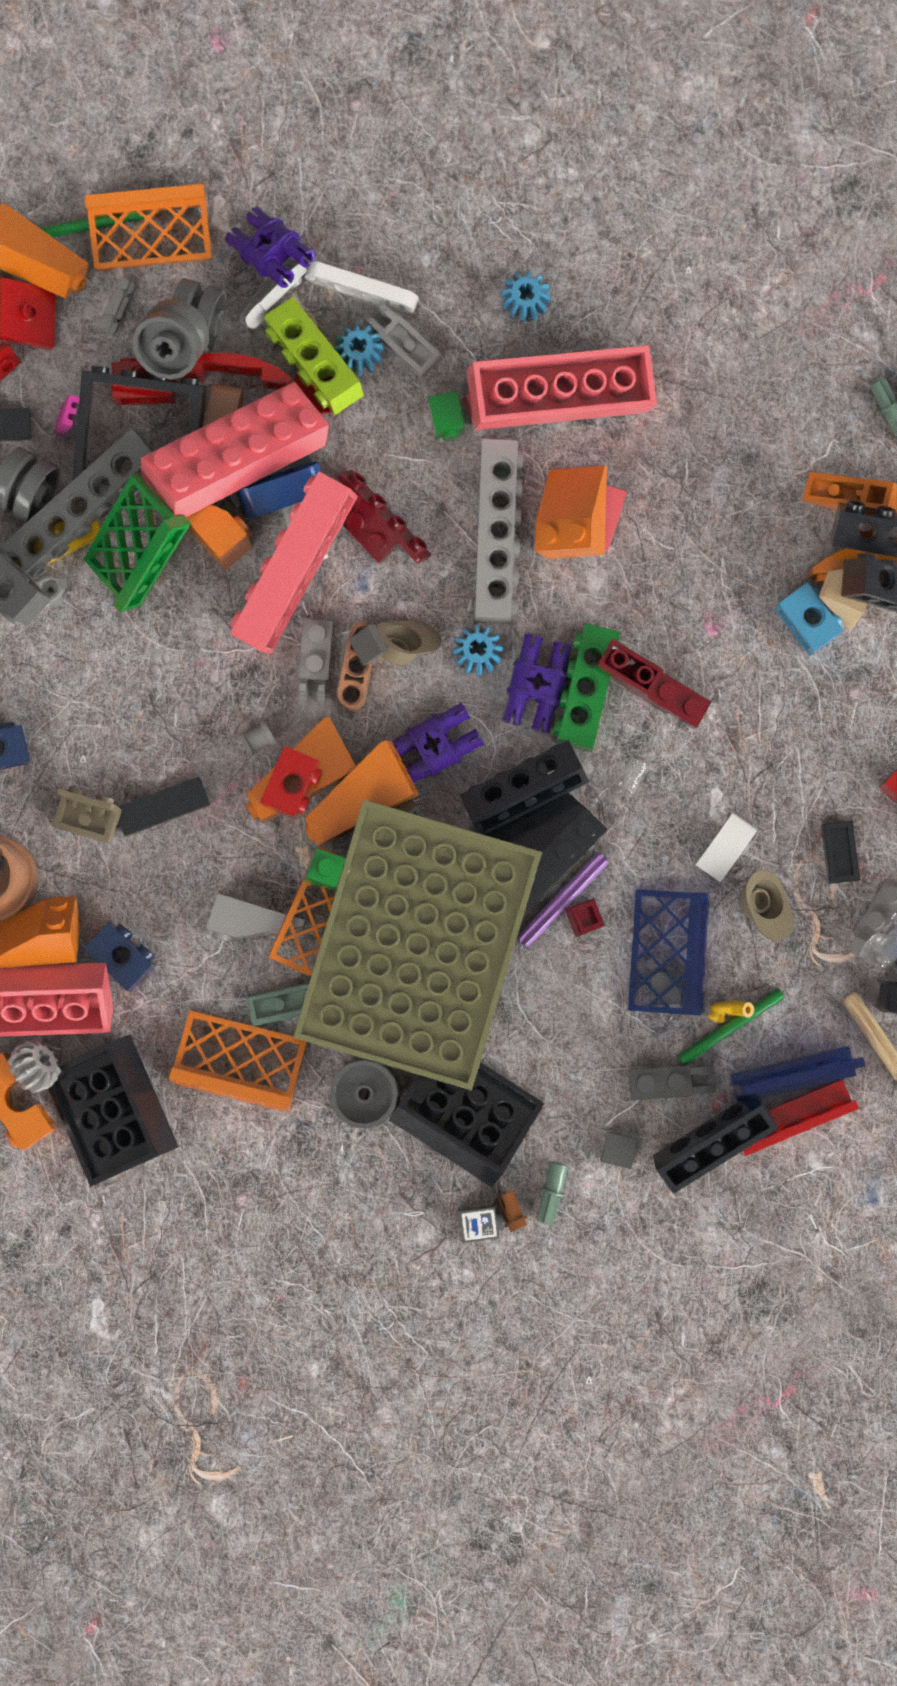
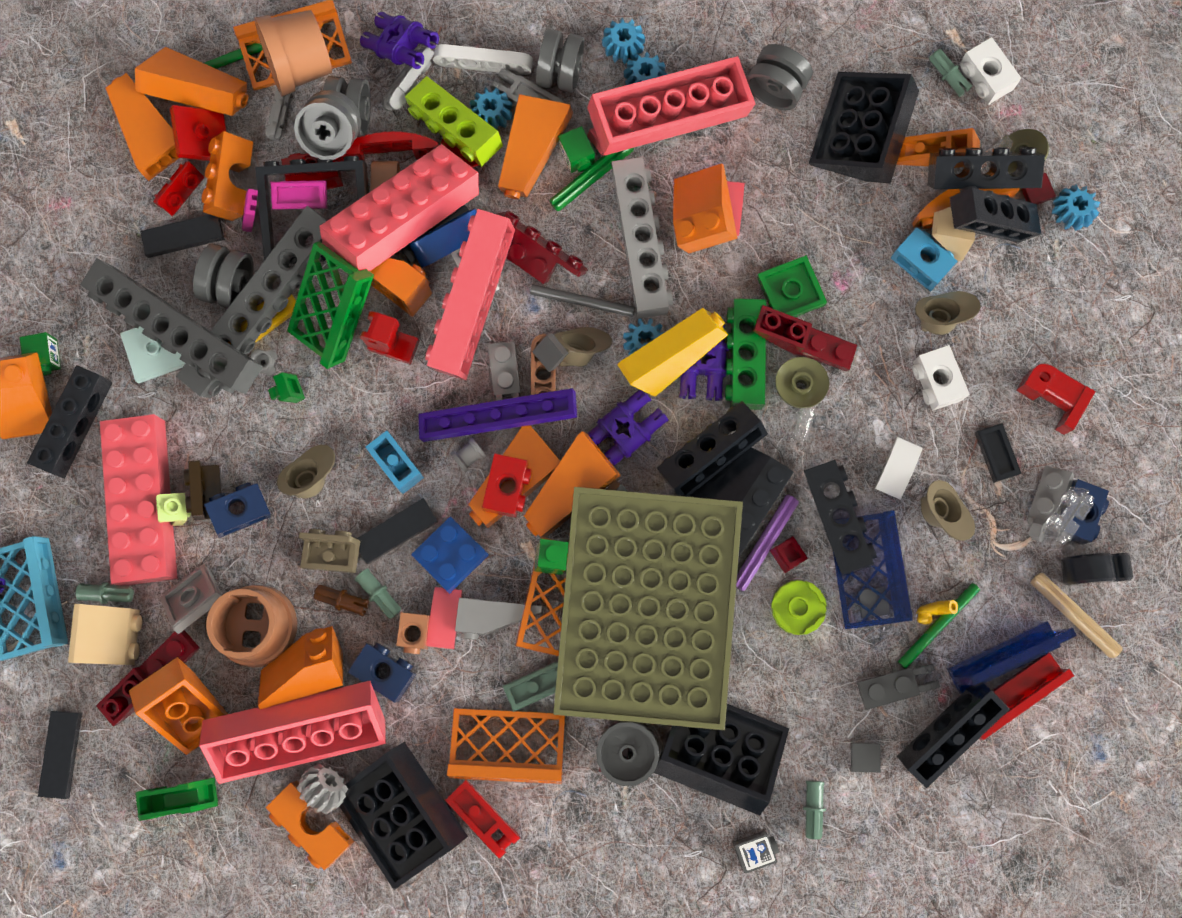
camera: 10 degrees left, 5 degrees down
(36, 390) = (221, 196): none -> orange arch
(72, 625) = (286, 388): none -> green tile
(78, 724) = (307, 473): none -> dark tan piece
(89, 869) = (341, 600): none -> reddish brown axle
(124, 412) = (298, 195): none -> dark pink tile
(131, 871) = (378, 593): none -> sand green axle
(148, 239) = (293, 49): none -> nougat piece
(156, 908) = (407, 621): none -> nougat brick
(175, 731) = (394, 462): none -> dark azure brick
(194, 594) = (387, 340): none -> red piece
(196, 911) = (443, 618): none -> coral slope
(197, 1130) = (482, 818): none -> red plate
(216, 844) = (450, 554): none -> blue plate
(297, 702) = (498, 415): none -> dark purple plate
(395, 399) = (531, 143): none -> orange slope
(418, 589) = (582, 300): none -> dark grey bar
(447, 309) = (560, 60): none -> dark grey wheel
(449, 452) = (586, 179): none -> green axle
(503, 671) = (673, 352): none -> yellow slope
(511, 1211) = (782, 834): dark orange pin -> none
(541, 331) = (640, 66): none -> dark azure gear
(583, 977) = (798, 607): none -> lime tile
(633, 843) = (818, 479): none -> black brick
(648, 719) = (807, 372): none -> olive dish
(654, 623) = (792, 287): none -> green plate
(691, 377) = (779, 76): none -> dark grey wheel
(779, 450) = (865, 125): none -> black slope
(801, 740) = (943, 363): none -> white brick
(816, 683) = (944, 311): none -> dark tan piece

